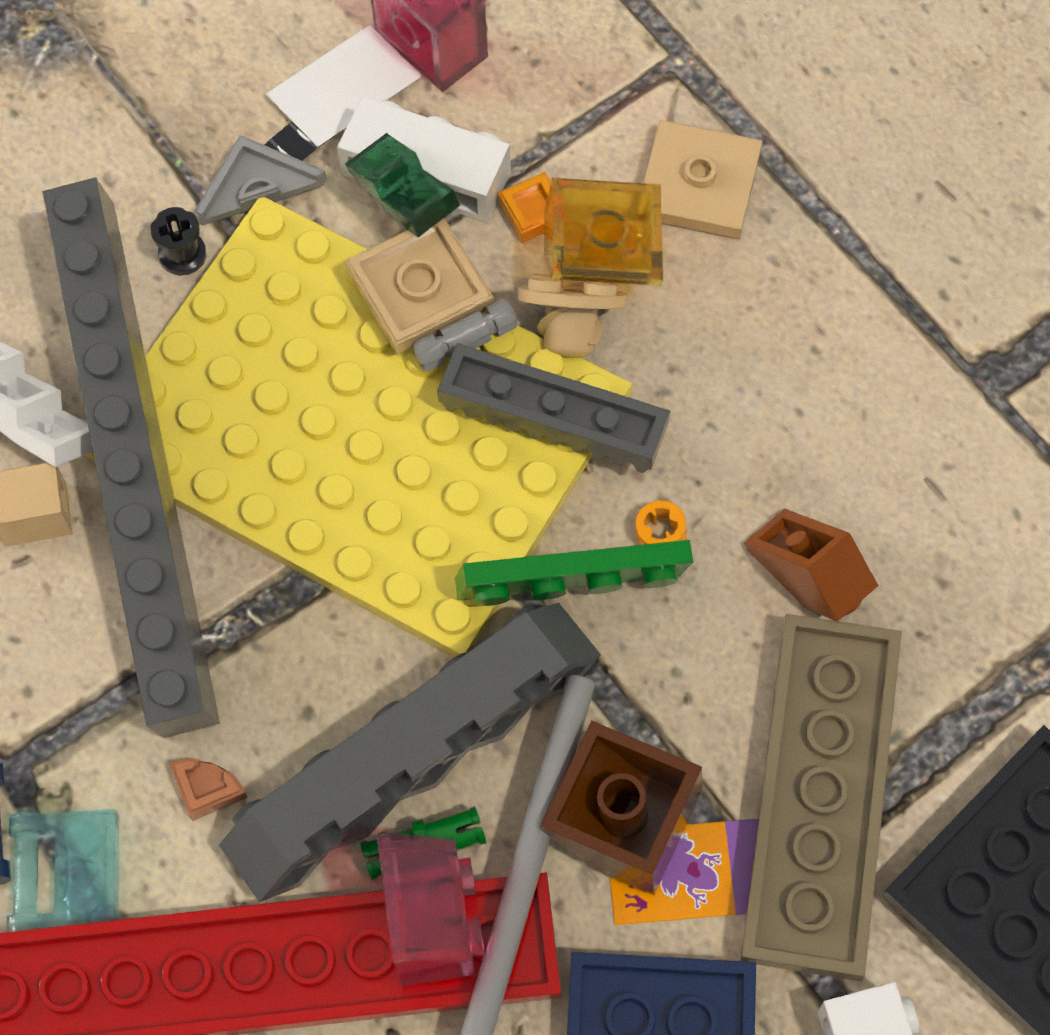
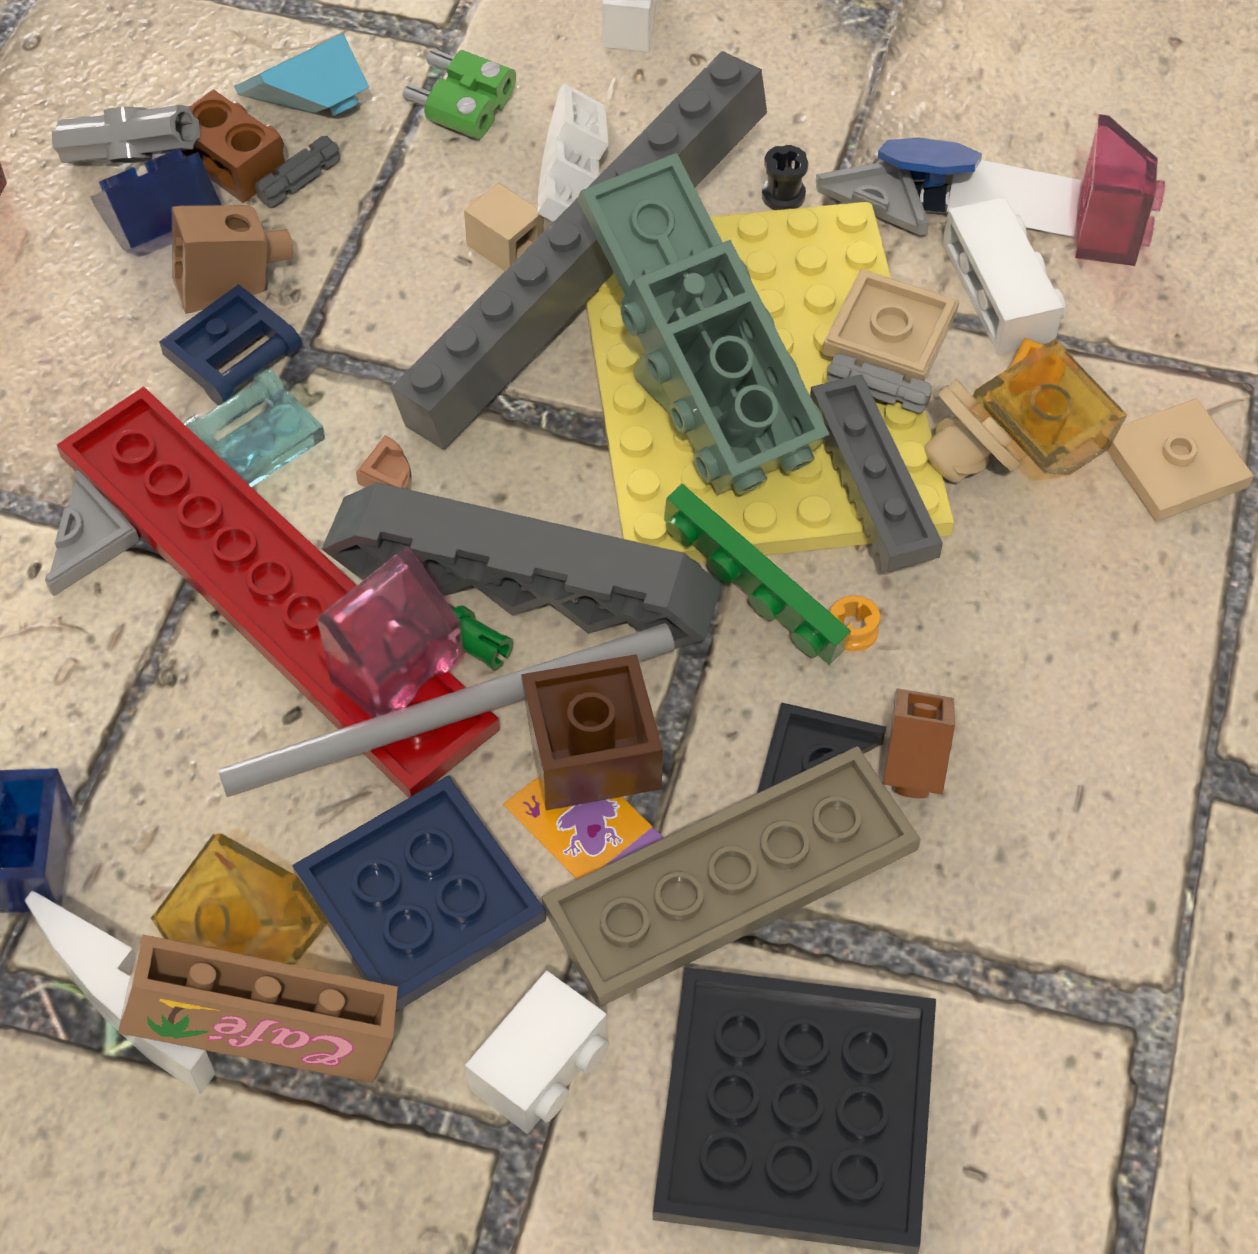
camera: 50 degrees right, 10 degrees down
(260, 116) = (929, 158): none -> piece
(329, 432) = (702, 329): none -> sand green wedge
(401, 185) = (955, 260): clear green slope -> none
(745, 650) = (810, 738): none -> black tile

